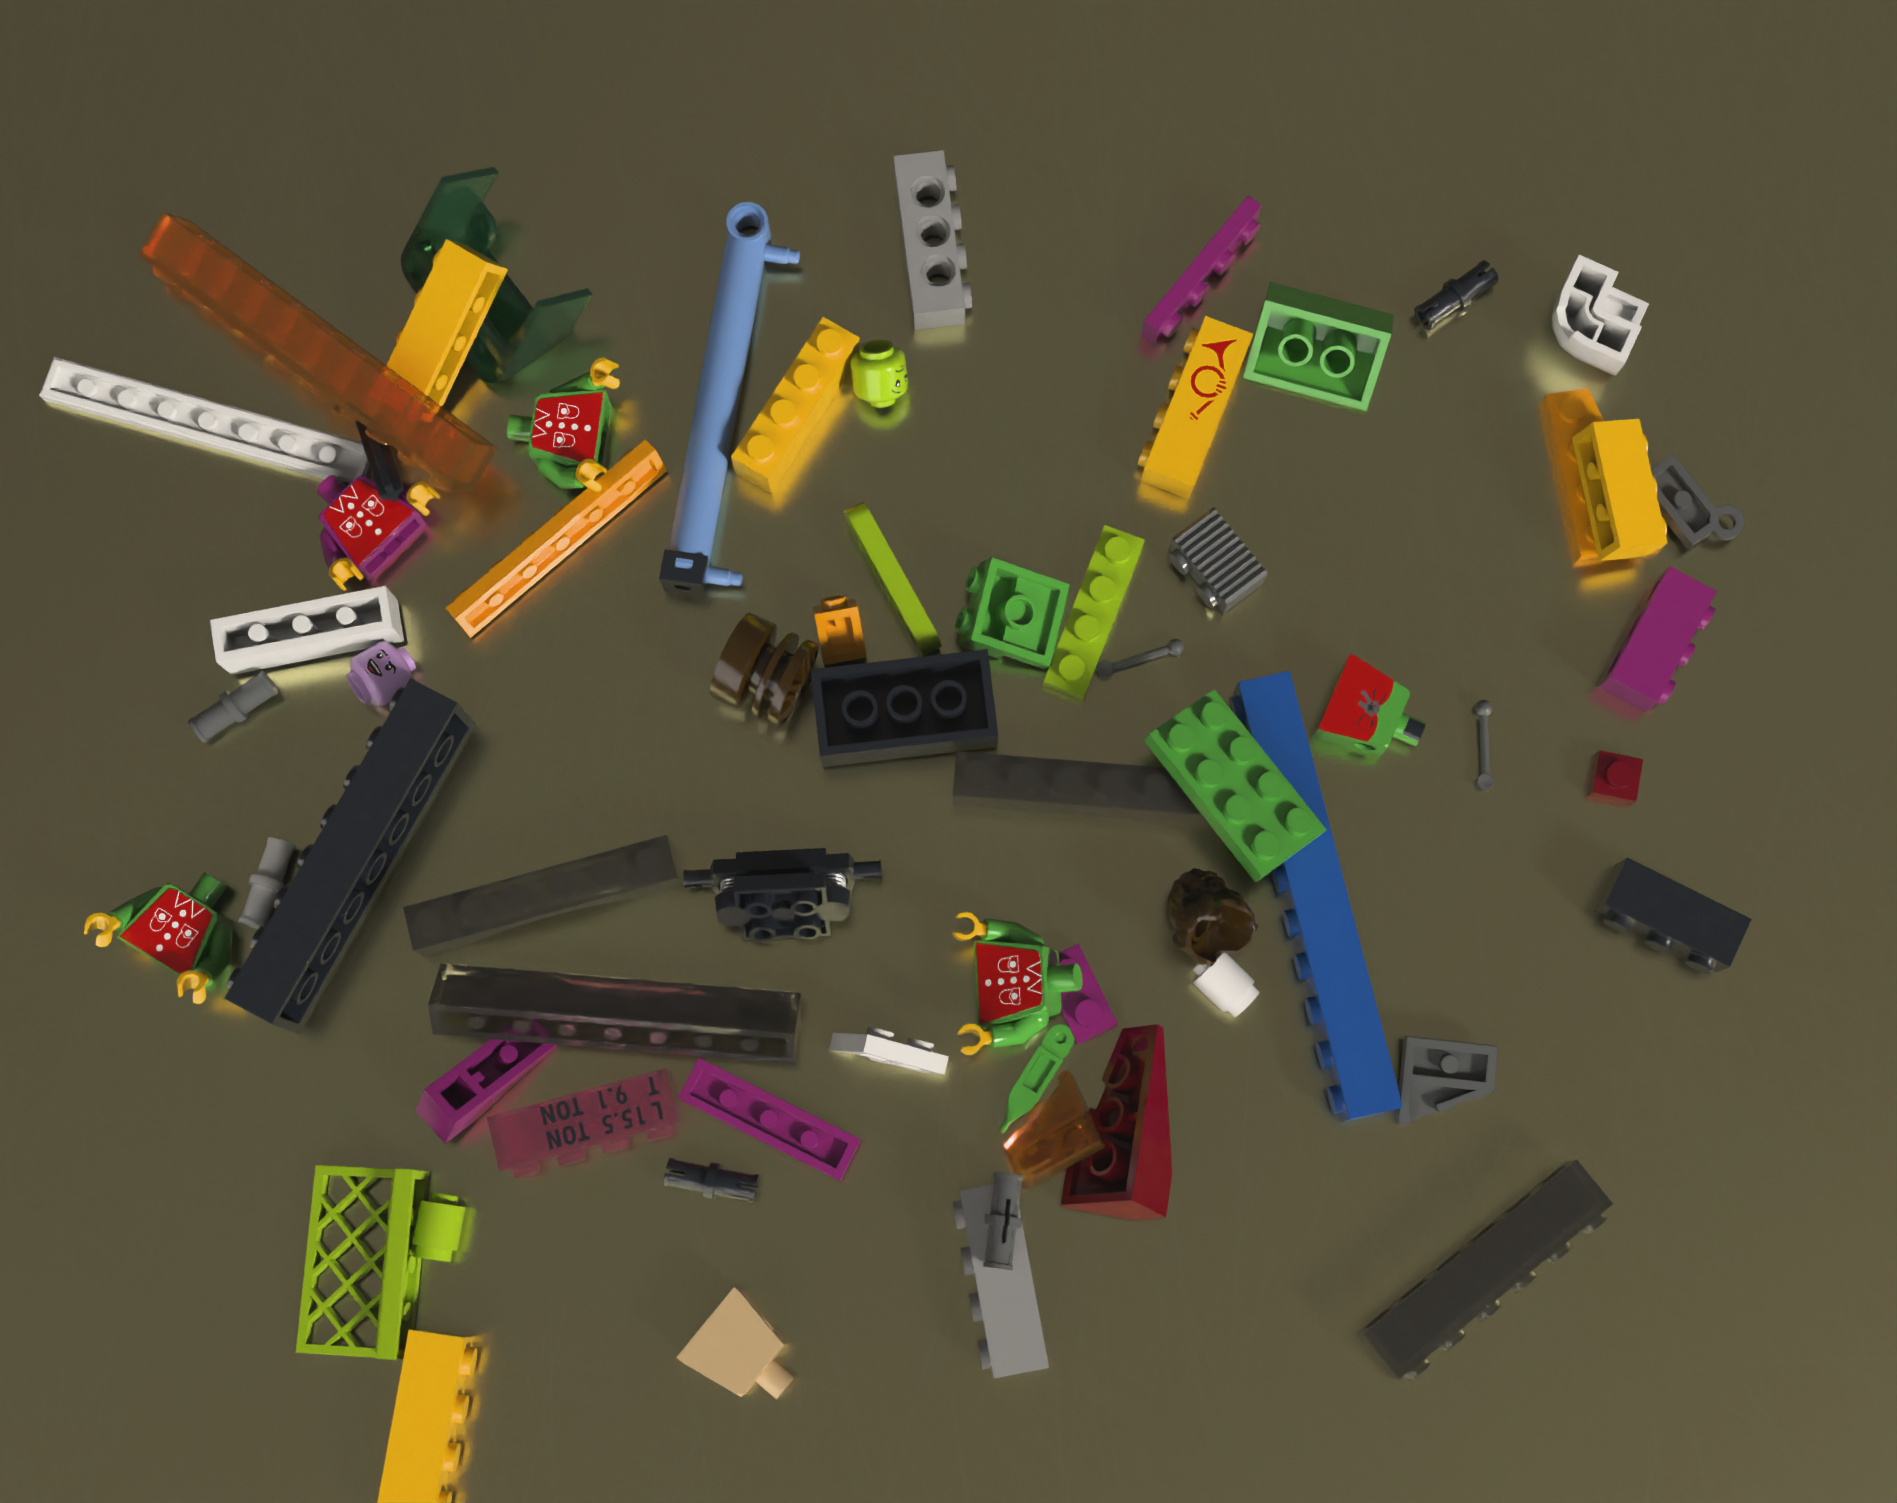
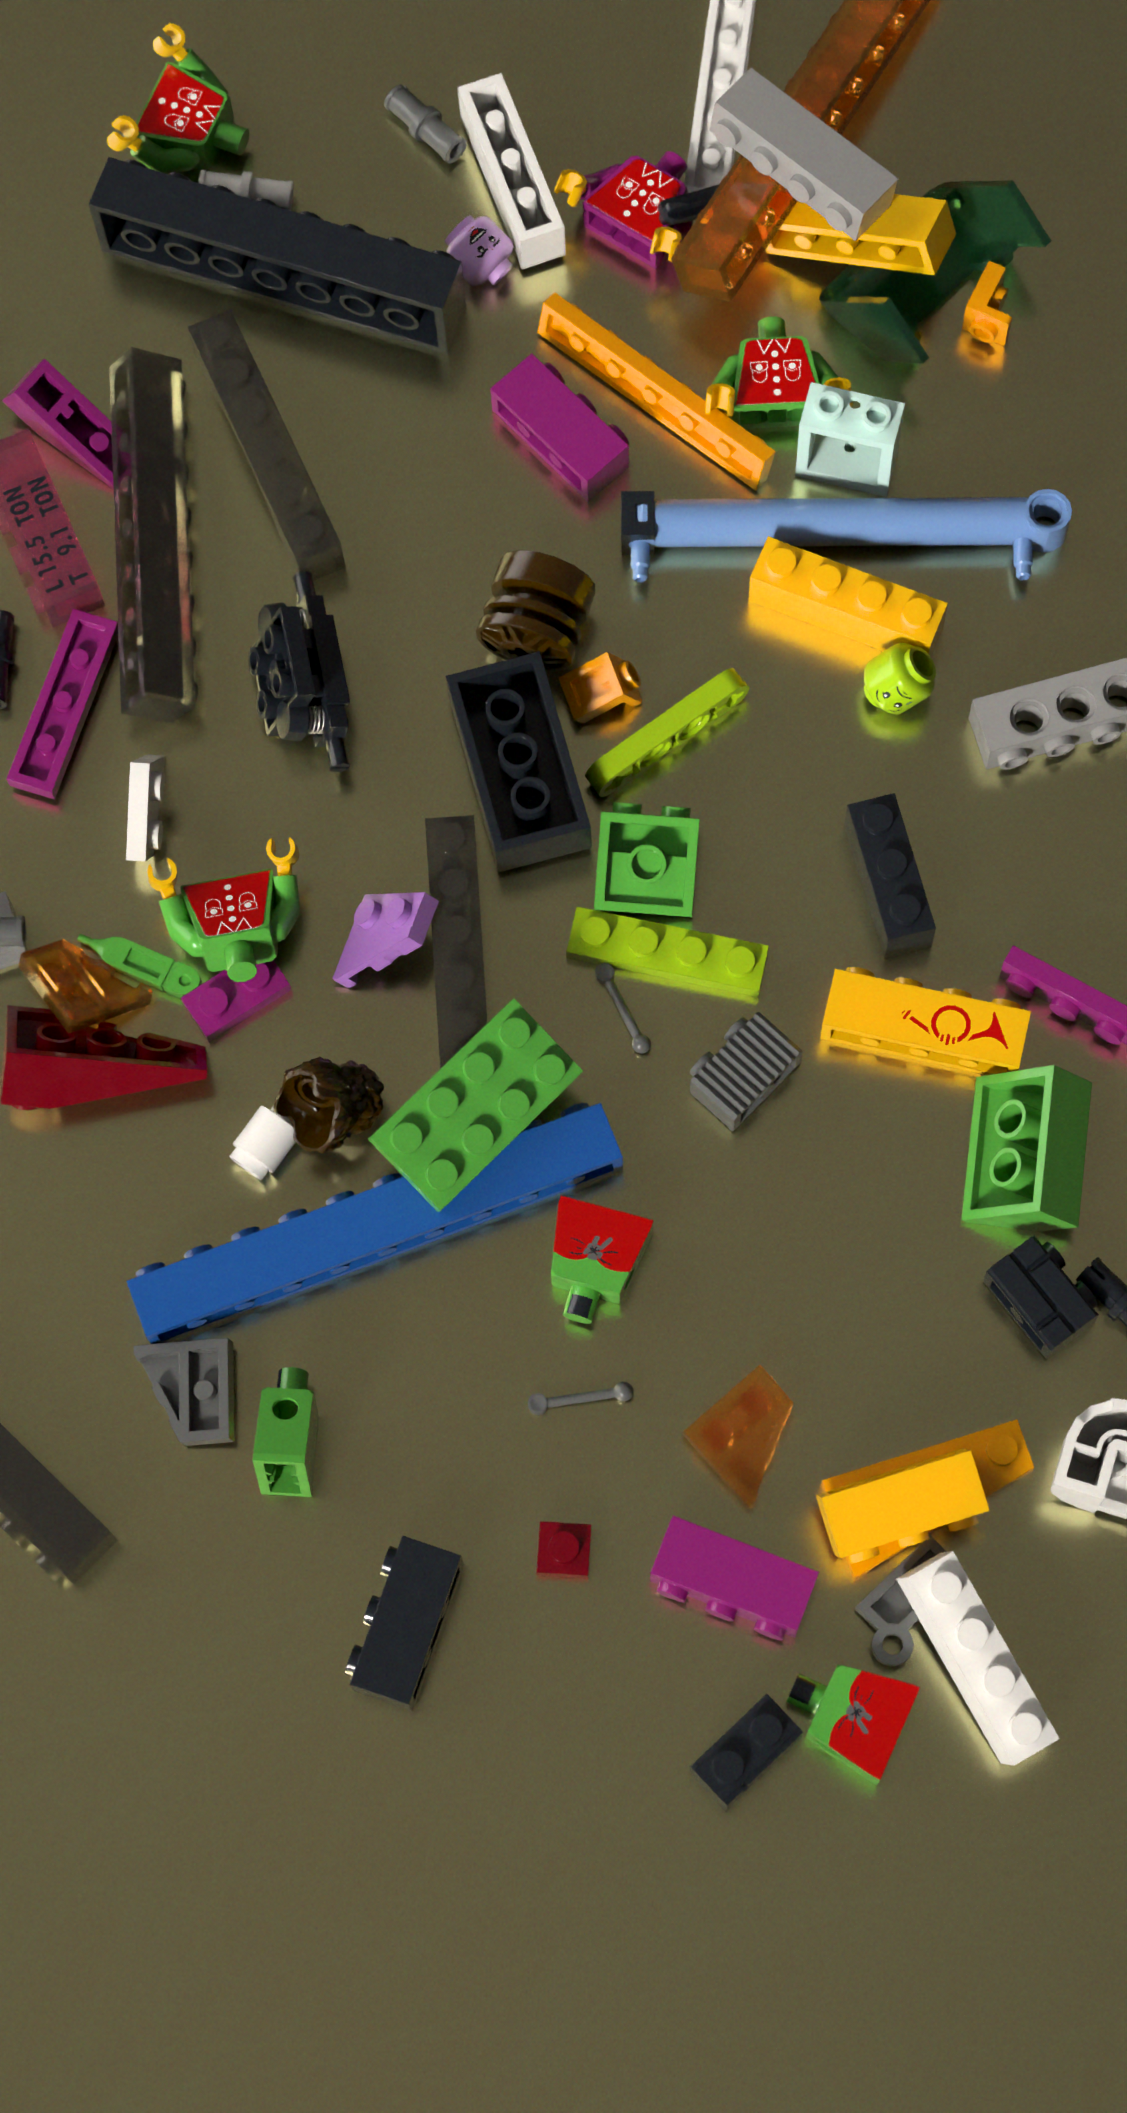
camera: 85 degrees right, 5 degrees down
(376, 350) = (803, 154): none -> light grey brick
(529, 244) = (983, 310): none -> light orange bracket
(576, 626) = (561, 426): none -> magenta brick
(648, 382) = (833, 428): none -> light aqua window
(1048, 849) = (384, 930): none -> medium lavender wing
(1060, 412) = (889, 876): none -> black brick
(1446, 355) = (1042, 1295): none -> black brick
(1520, 991) = (286, 1436): none -> bright green torso
(1532, 614) = (742, 1432): none -> clear orange wing
(1751, 453) = (977, 1658): none -> white brick
(1782, 559) = (856, 1716): none -> torso
(1806, 651) = (746, 1752): none -> black brick

